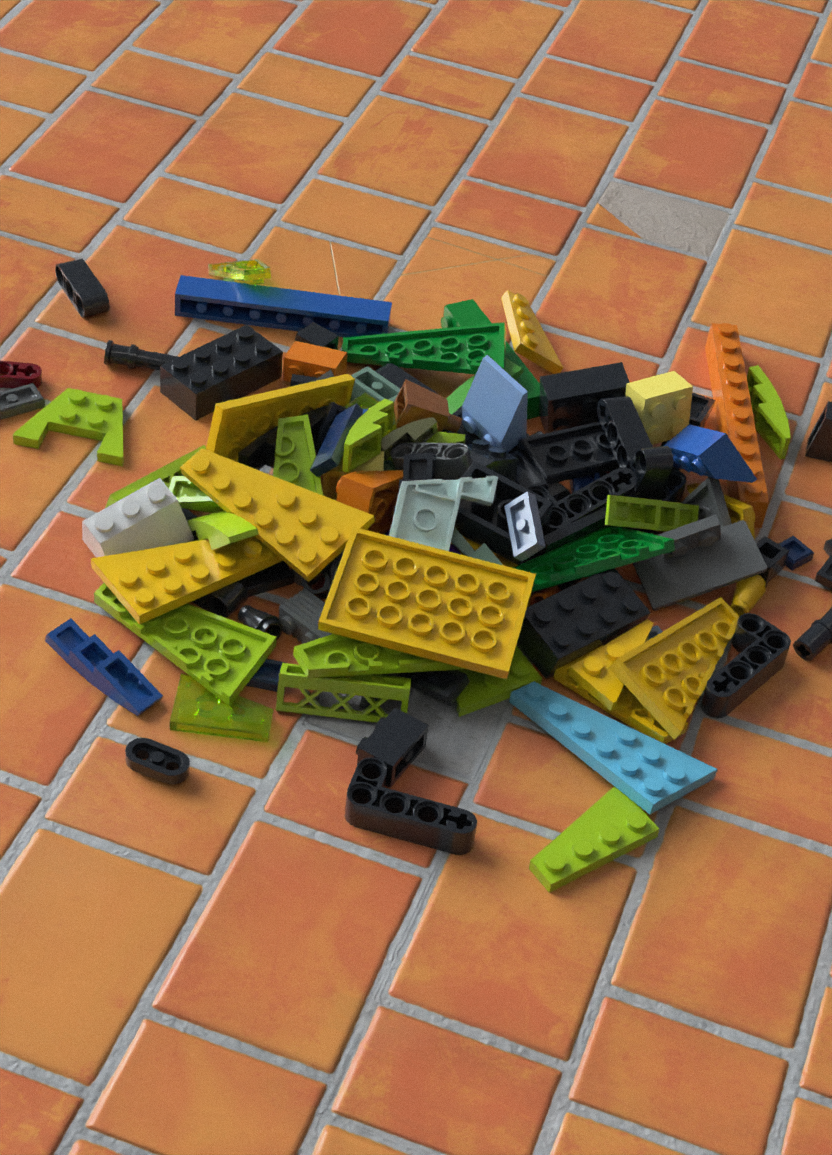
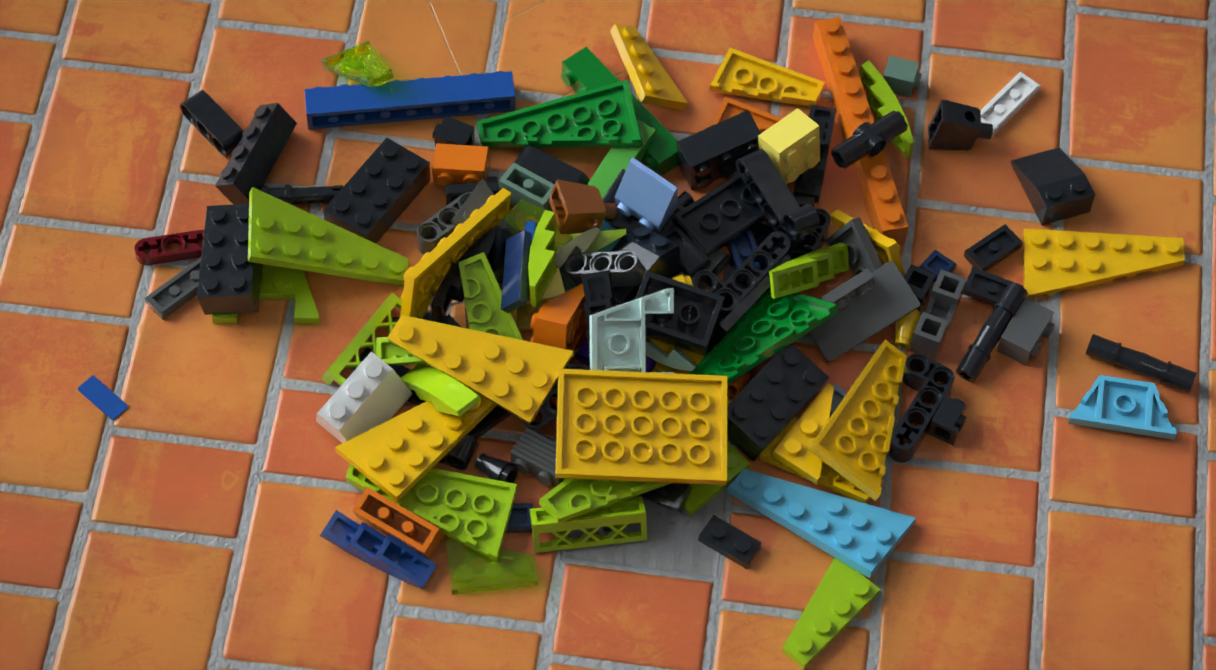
camera: 10 degrees left, 15 degrees up
(51, 386) = (226, 277): none -> black brick
(112, 315) = (256, 153): none -> black brick
(126, 380) = (301, 241): none -> lime wing
(137, 643) = (398, 522): none -> orange brick
(161, 761) = (455, 629): black plate -> none
(396, 742) = (643, 567): black brick -> none
(405, 815) = (676, 627): black beam -> none
(498, 747) = (729, 541): none -> black plate
(524, 526) = (707, 332): sand blue plate -> none
(643, 362) = (759, 79): none -> yellow wing
(709, 455) = (845, 197): blue slope -> none
(744, 416) = (869, 139): none -> black piece
(774, 685) = (948, 420): none -> black brick
(778, 595) = (938, 314): none -> dark grey arch
(791, 388) = (902, 75): none -> sand green brick

